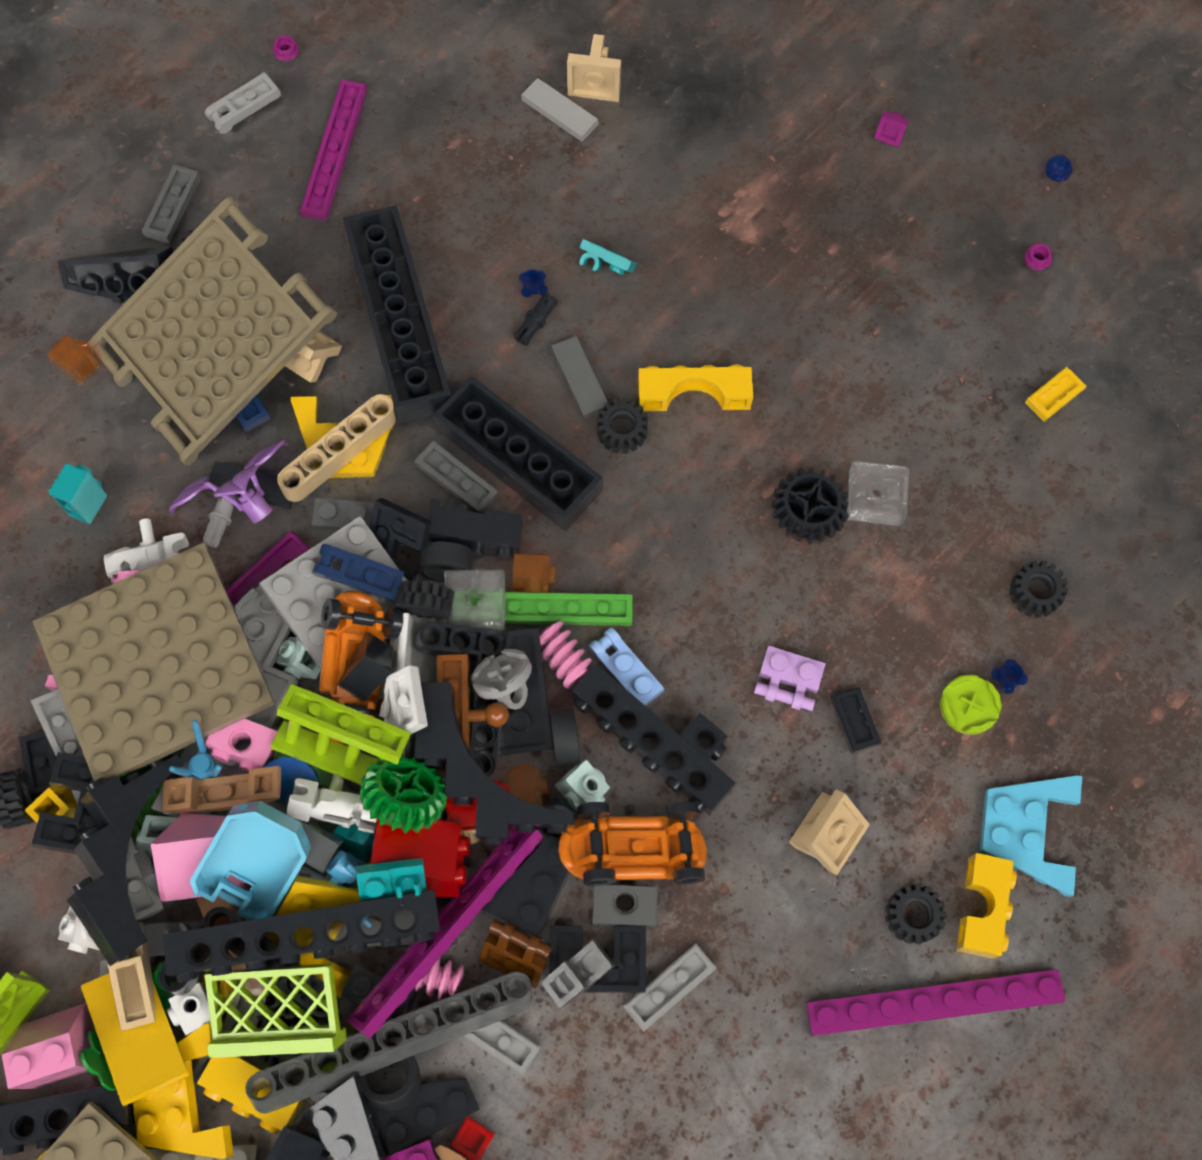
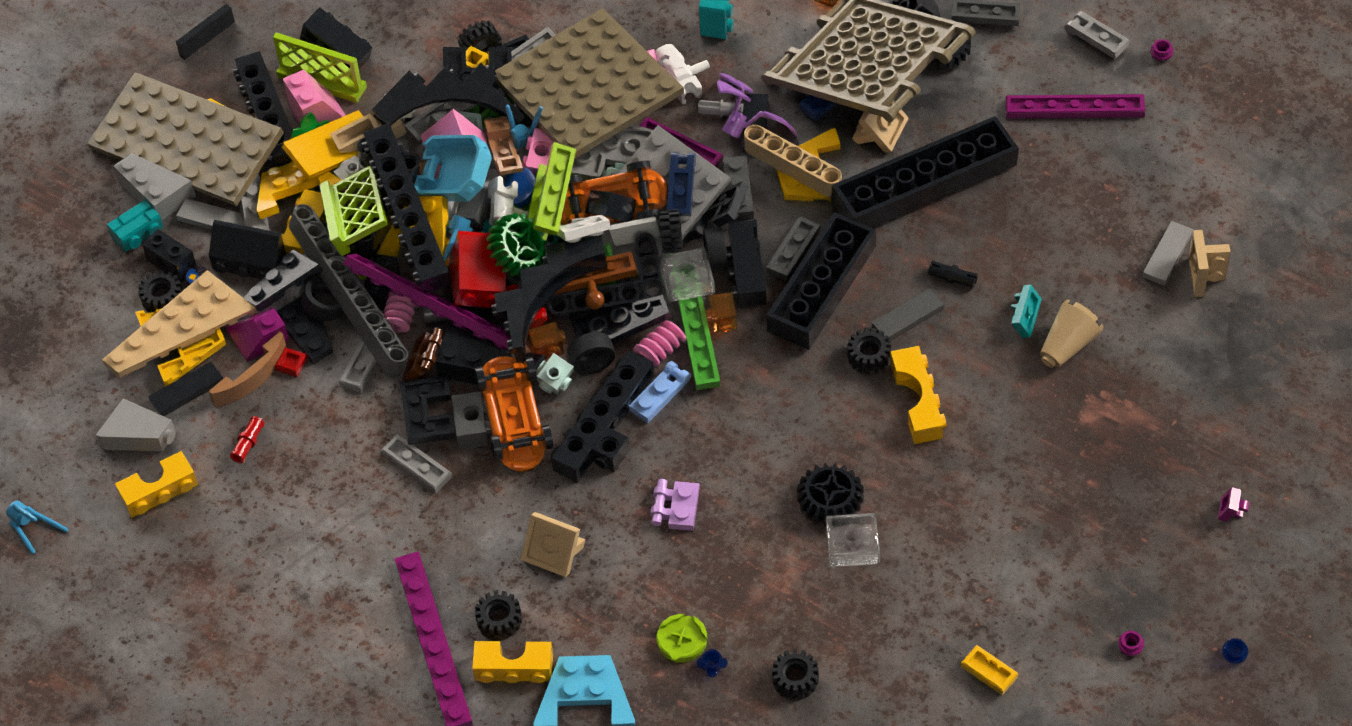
camera: 85 degrees right, 15 degrees down
(391, 879) = (451, 246): teal plate -> none
(502, 676) = (621, 291): light grey tile -> none
(533, 276) = (986, 261): clear blue plate -> none
(577, 974) = (412, 394): flat silver slope -> none
(653, 220) = (1070, 332): none -> tan cone
(855, 720) = (649, 553): black plate -> none

